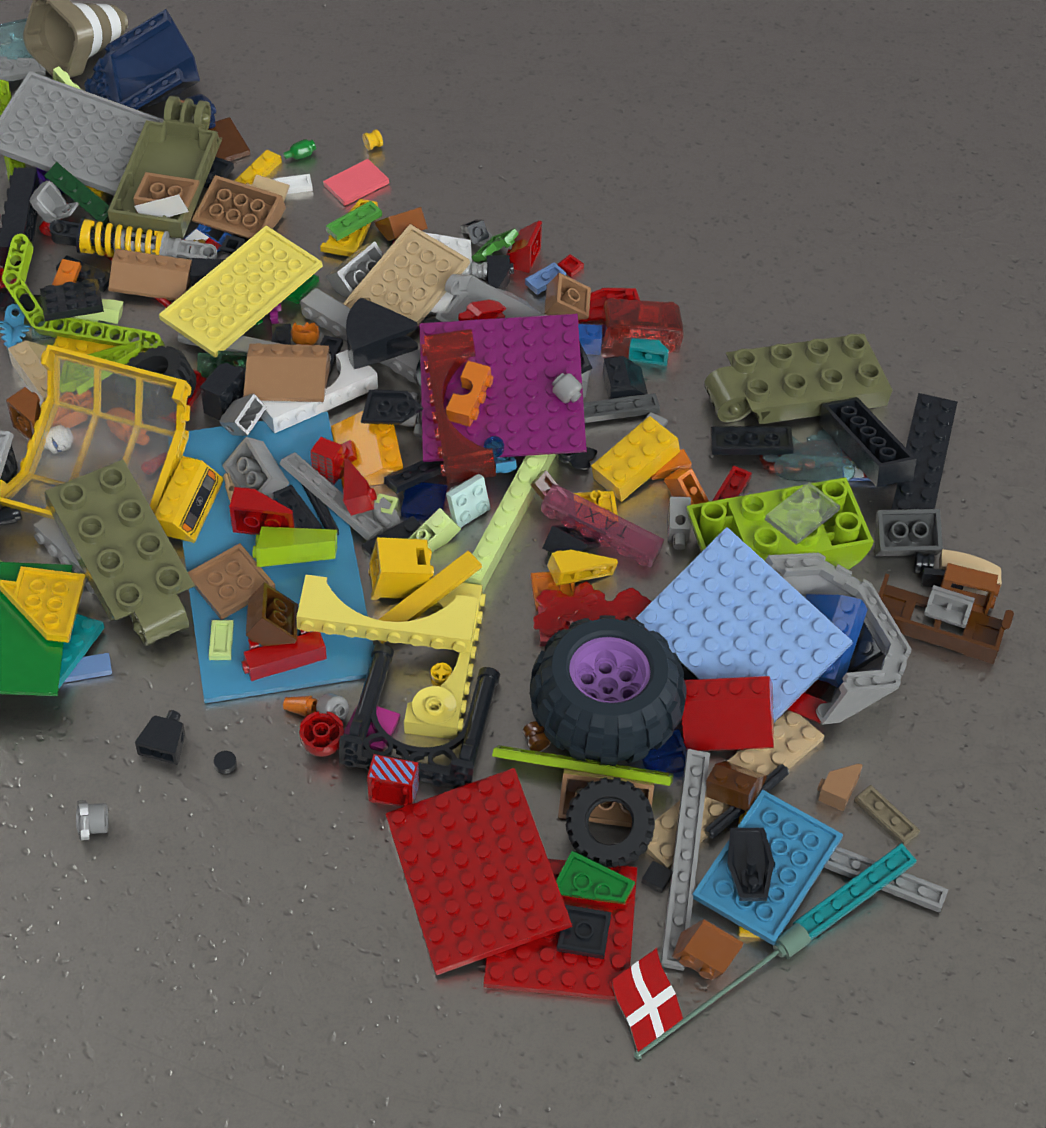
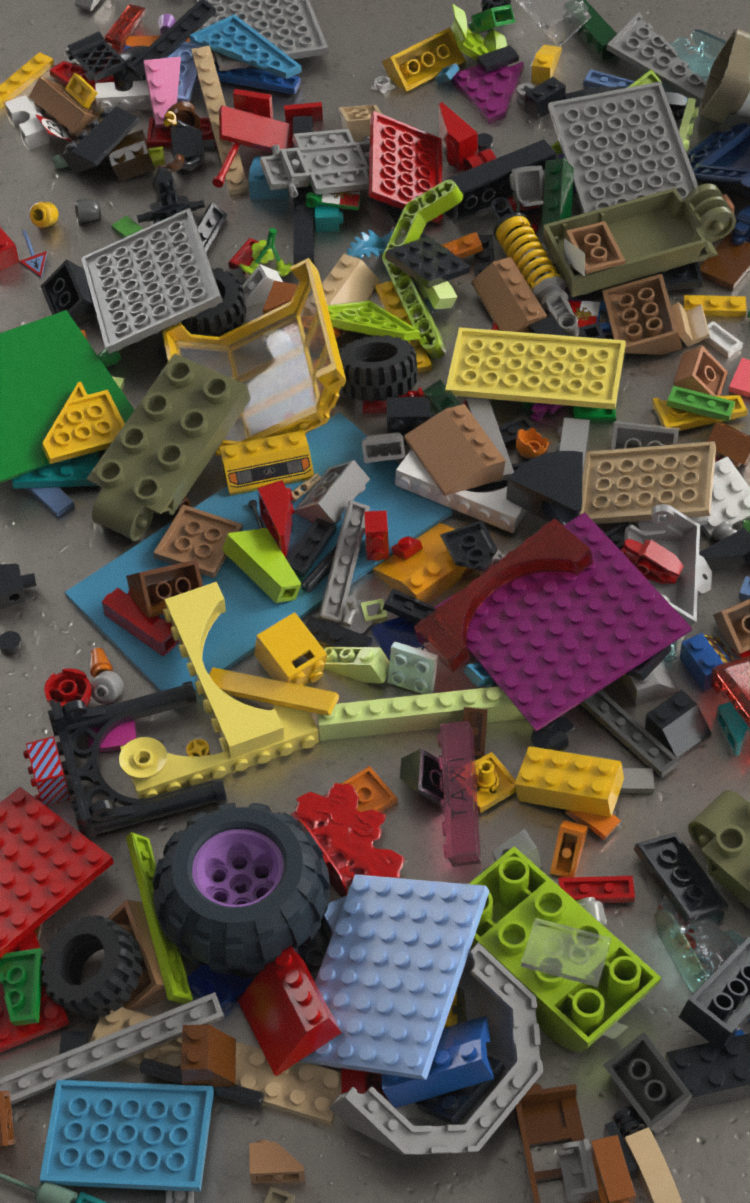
camera: 65 degrees right, 0 degrees up
(218, 531) = (253, 505): none -> black hinge
(221, 640) = (136, 564): yellowish green tile -> none
(318, 209) = (700, 372): none -> nougat slope
(356, 492) = (359, 573): red slope -> none
(464, 408) = (540, 594): orange arch -> none
(496, 444) = (481, 651): clear blue tile -> none
(567, 388) = (584, 667): light grey head -> none
(577, 566) = (393, 795): yellow slope -> none
(750, 863) = (113, 1112): black piece -> none

